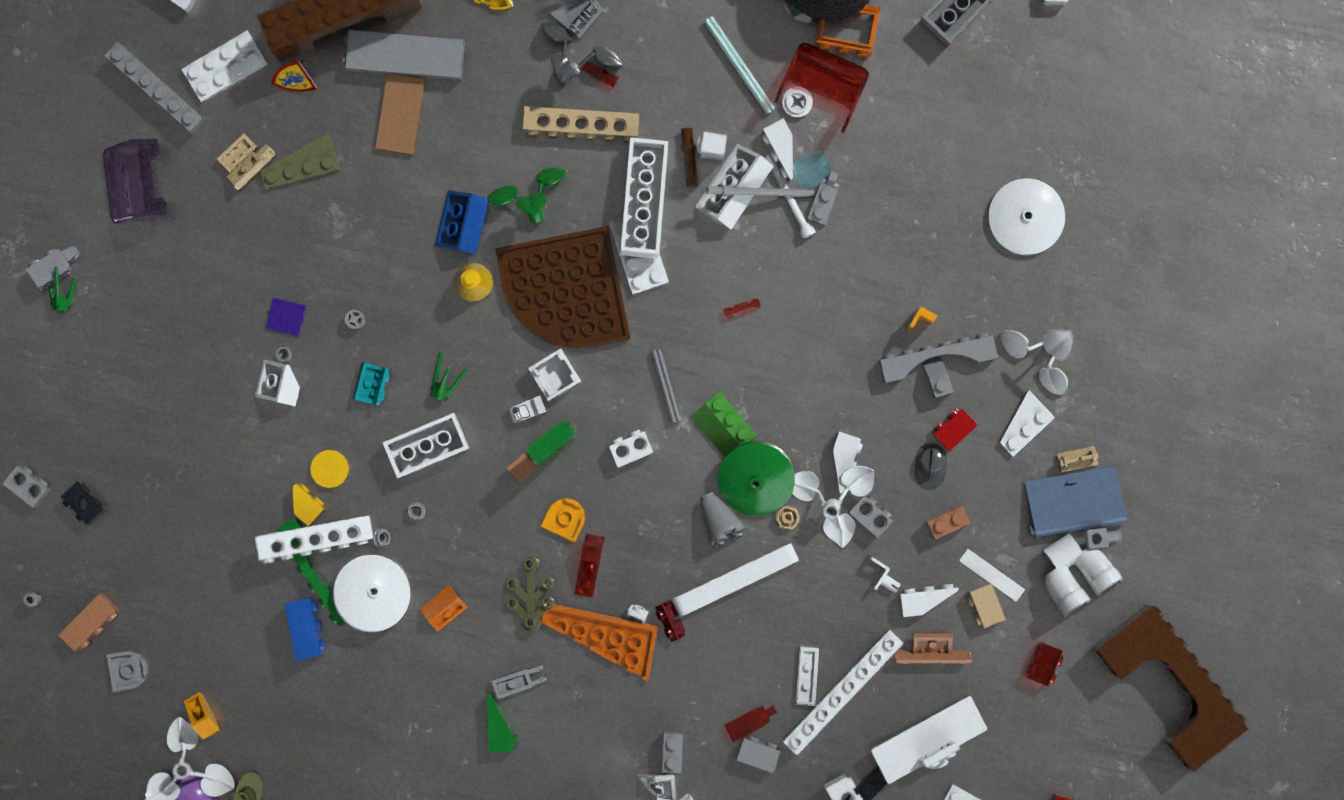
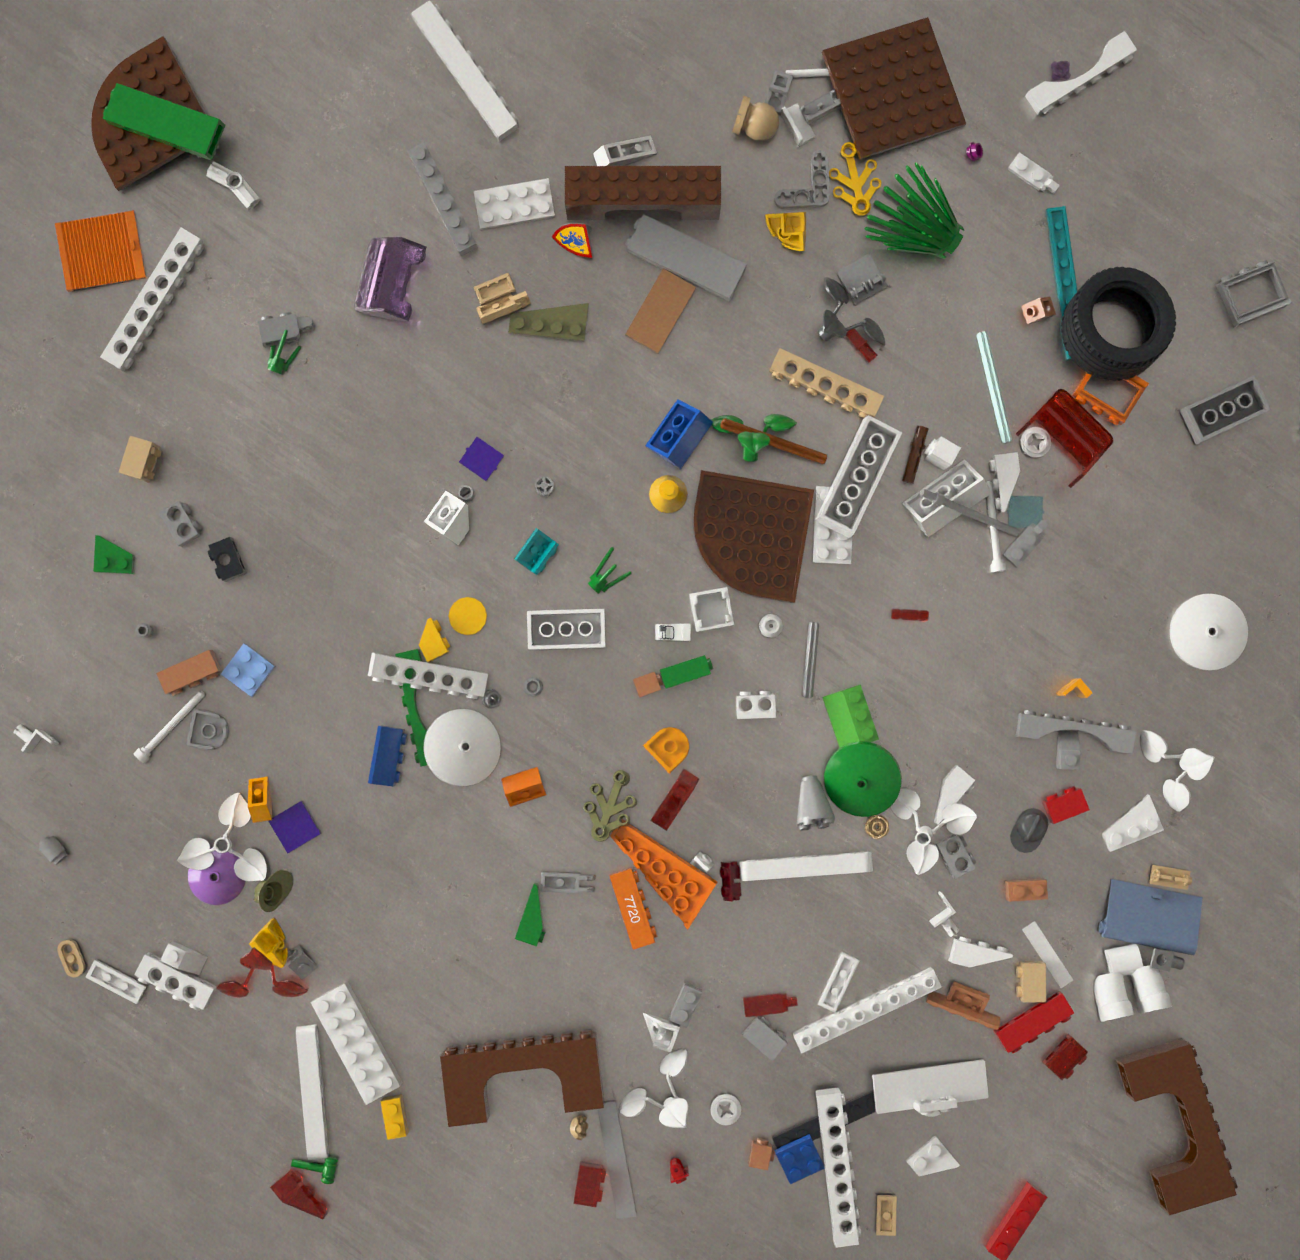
camera: 25 degrees right, 0 degrees up
(75, 714) = (144, 752): none -> white piece
(143, 599) = (248, 670): none -> light blue plate
(243, 728) = (294, 827): none -> dark purple tile
(556, 195) = (777, 442): none -> dark orange axle
(588, 681) = (632, 908): none -> orange brick
(616, 374) = (766, 621): none -> white plate
(1002, 642) = (1034, 1022): none -> red brick

